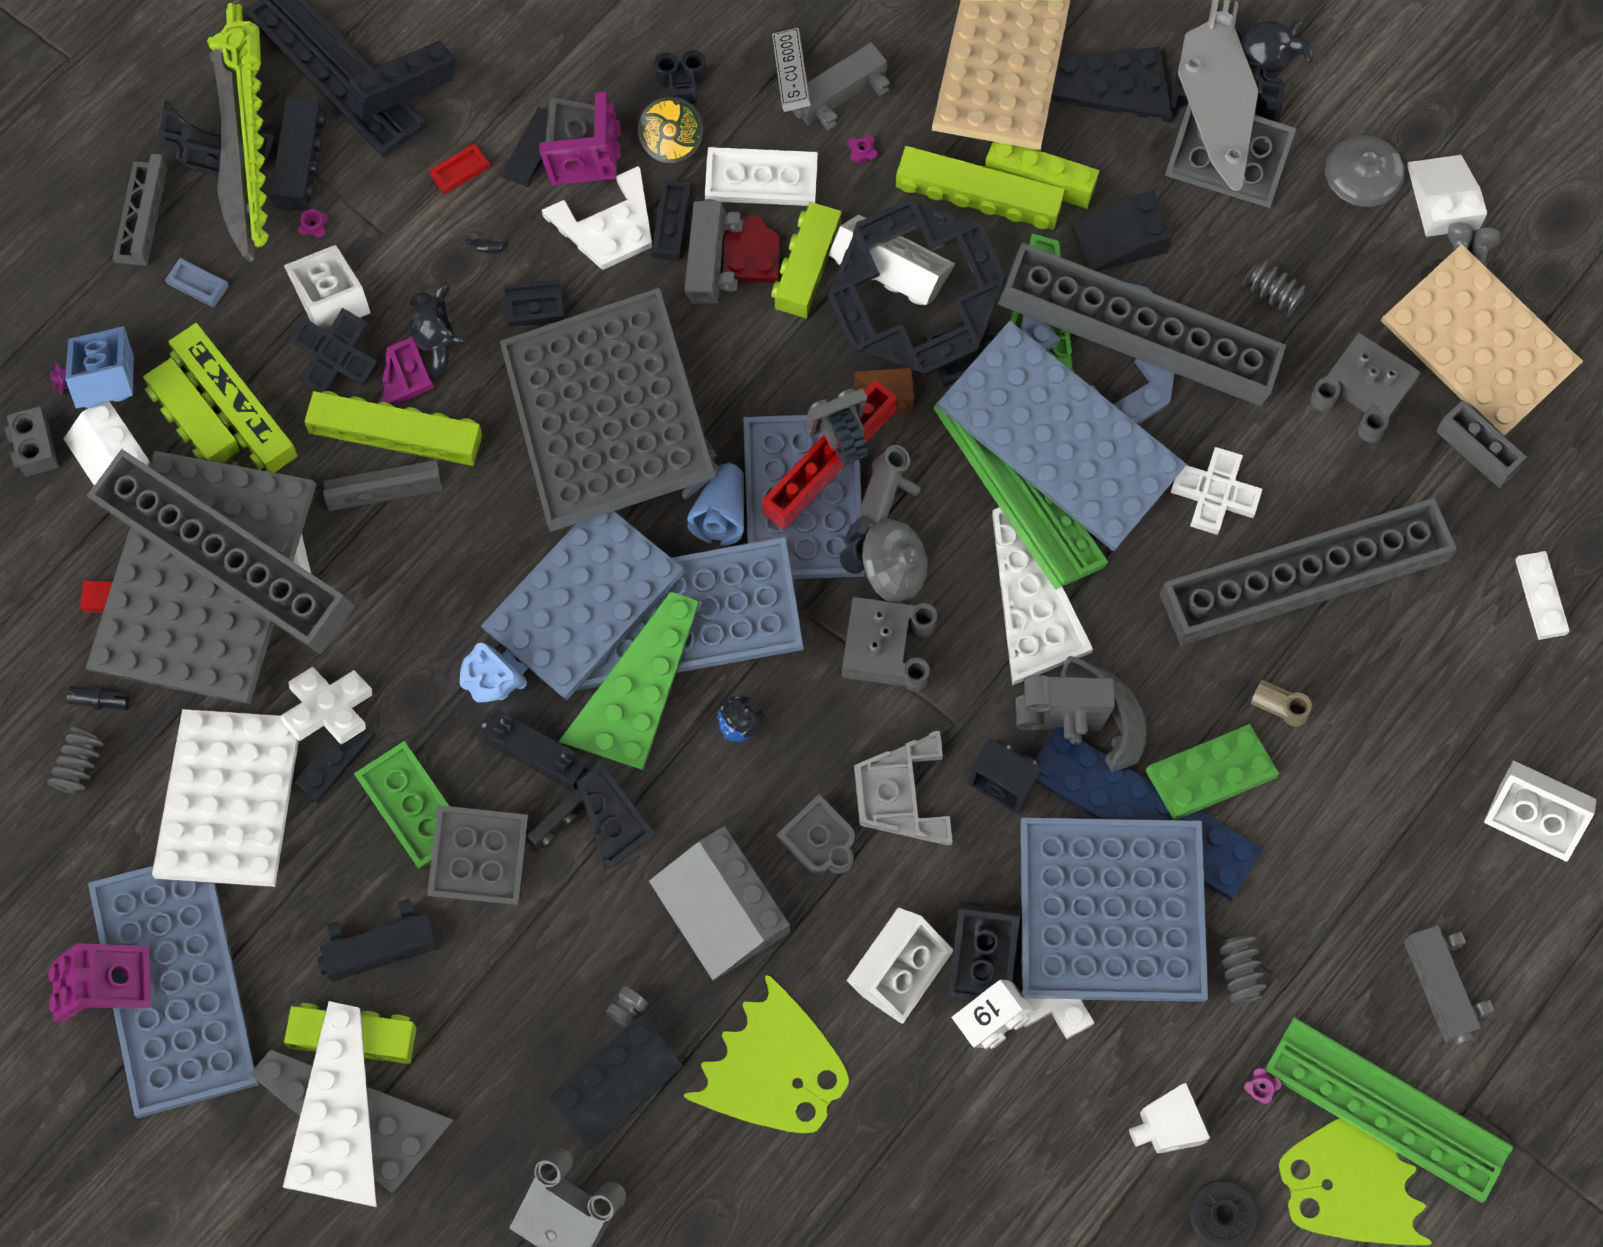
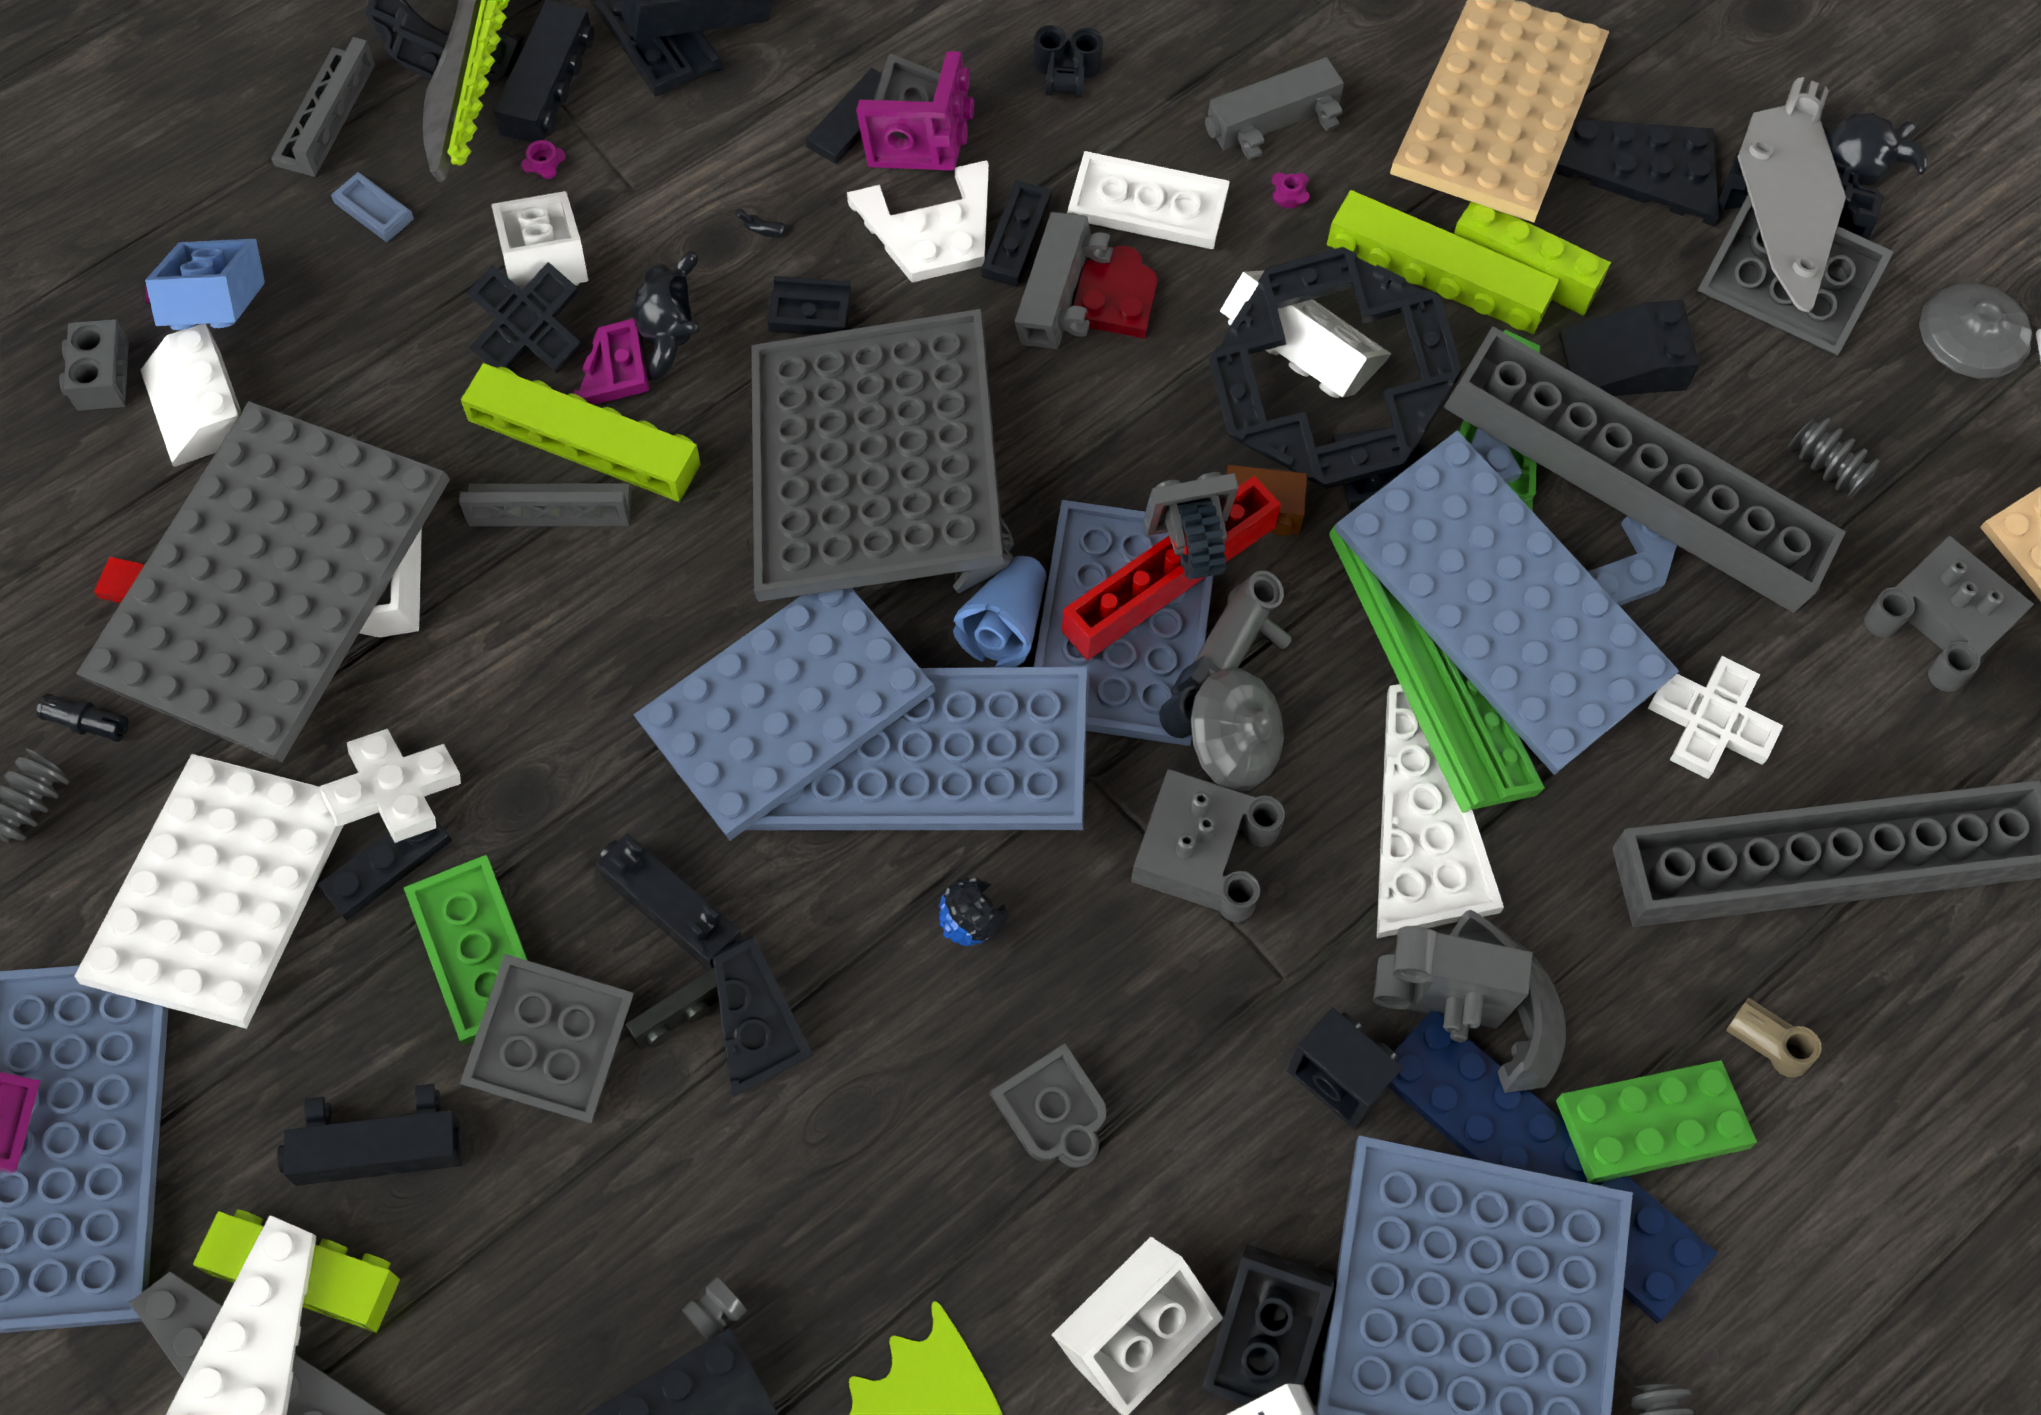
camera: 10 degrees right, 5 degrees down
(190, 412) = (315, 364): lime brick -> none
(221, 551) = (293, 545): dark grey brick -> none
(232, 398) = (376, 357): lime brick -> none
(459, 169) = (751, 126): red tile -> none
(491, 674) = (631, 783): light blue piece -> none
(630, 702) = (818, 860): bright green wing -> none
(670, 129) = (1039, 121): shield -> none
(719, 904) = (886, 1180): slope -> none
(791, 69) = (1213, 74): light grey tile -> none
(807, 260) = (1189, 313): lime brick -> none
(888, 792) = (1168, 1064): light grey wing -> none

